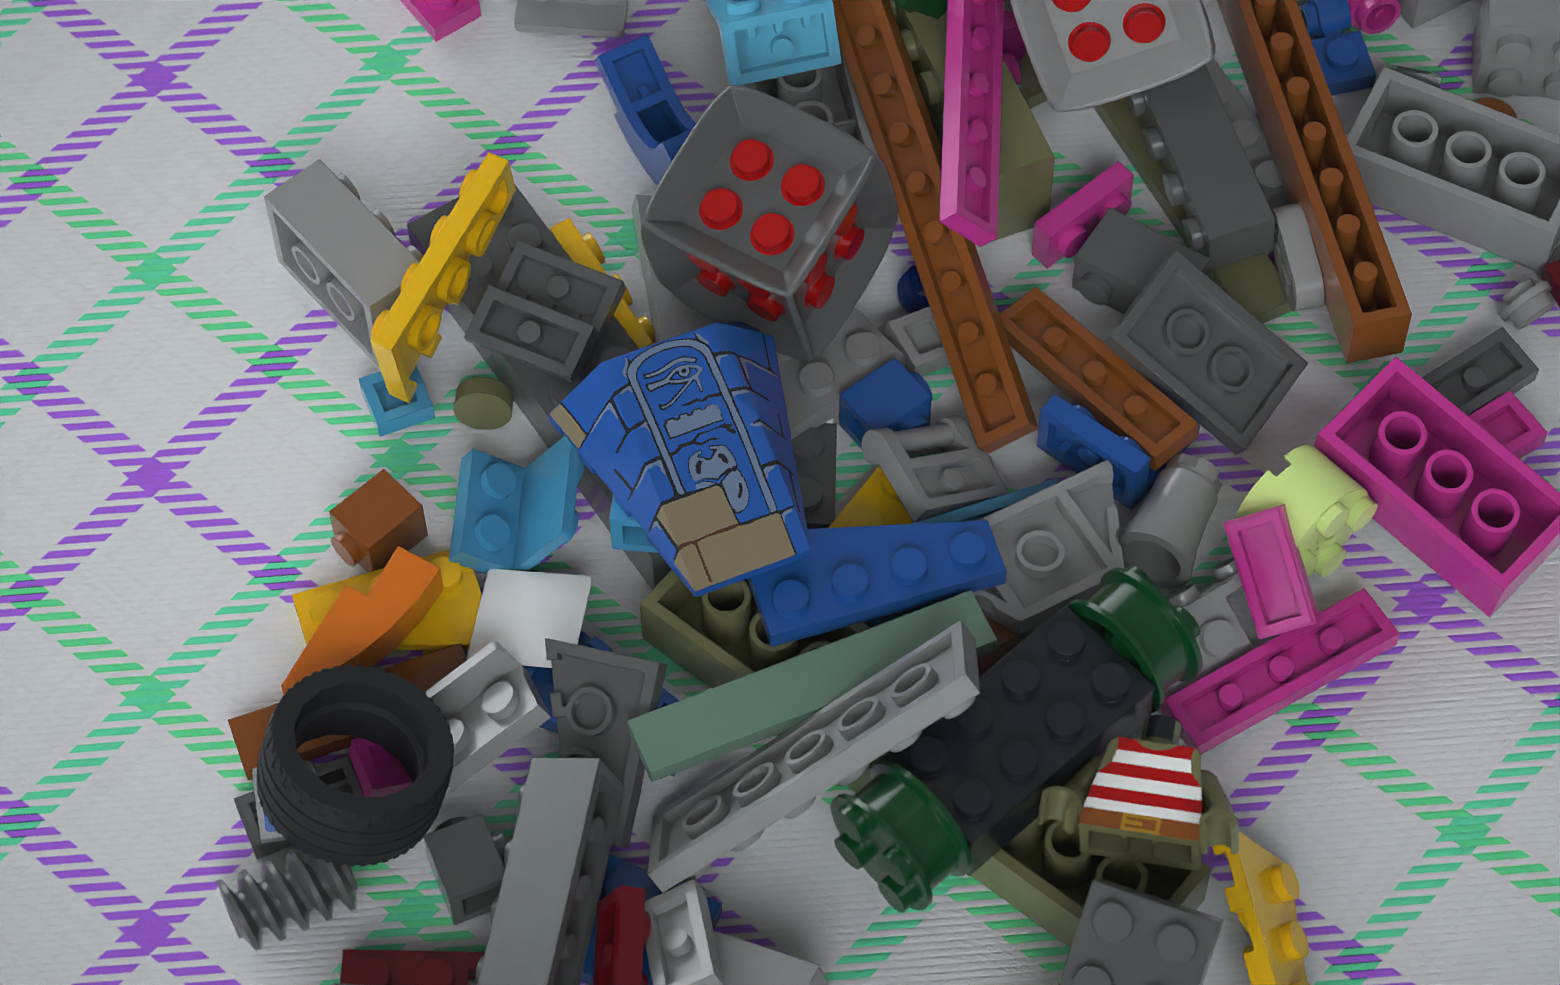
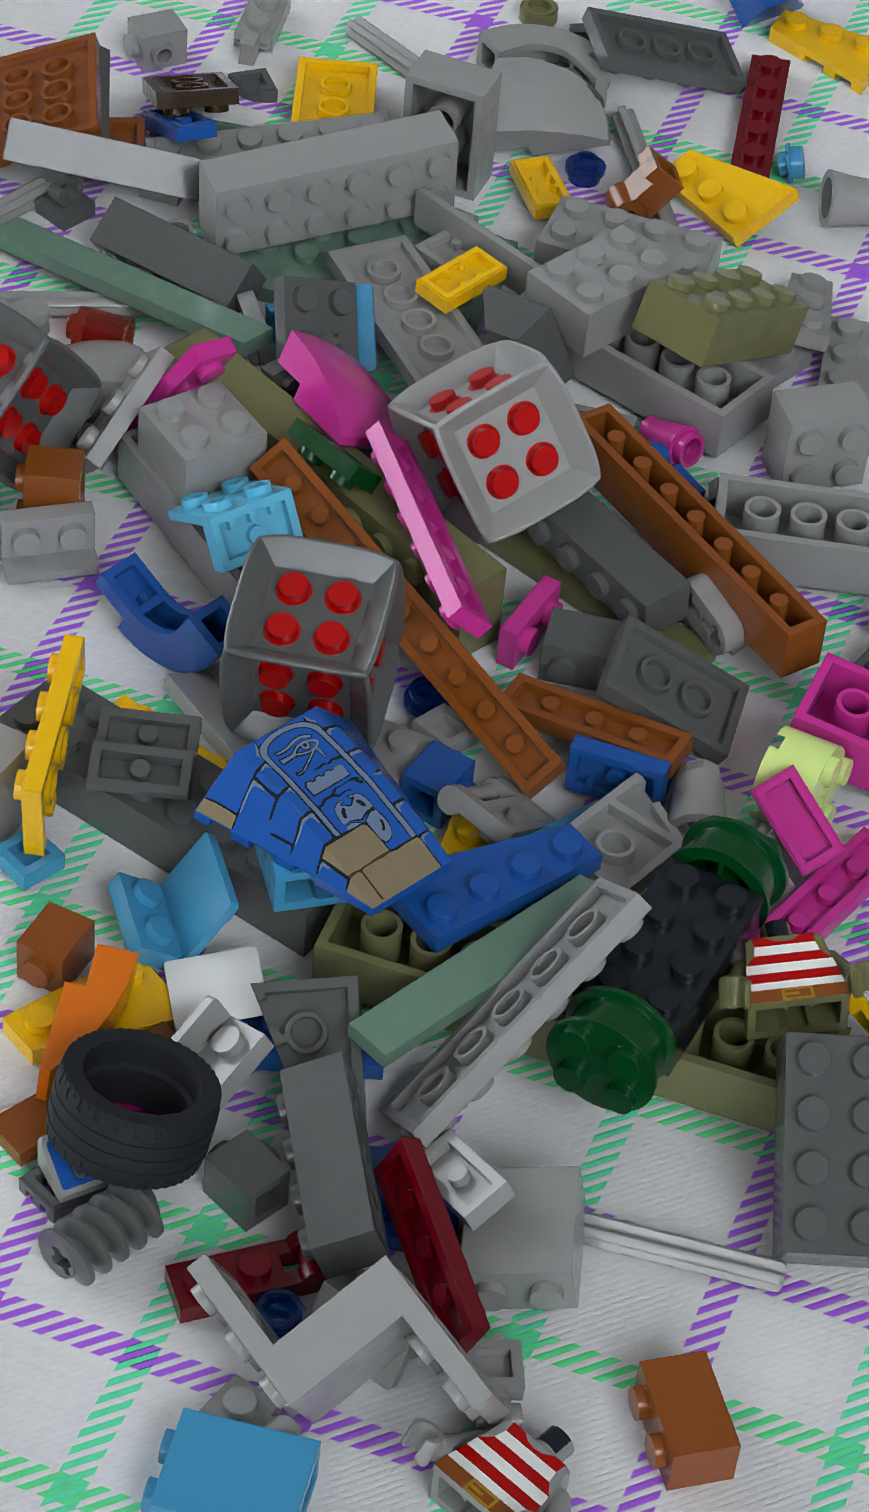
camera: 25 degrees left, 15 degrees down
(483, 403) = (104, 846): olive tile -> none

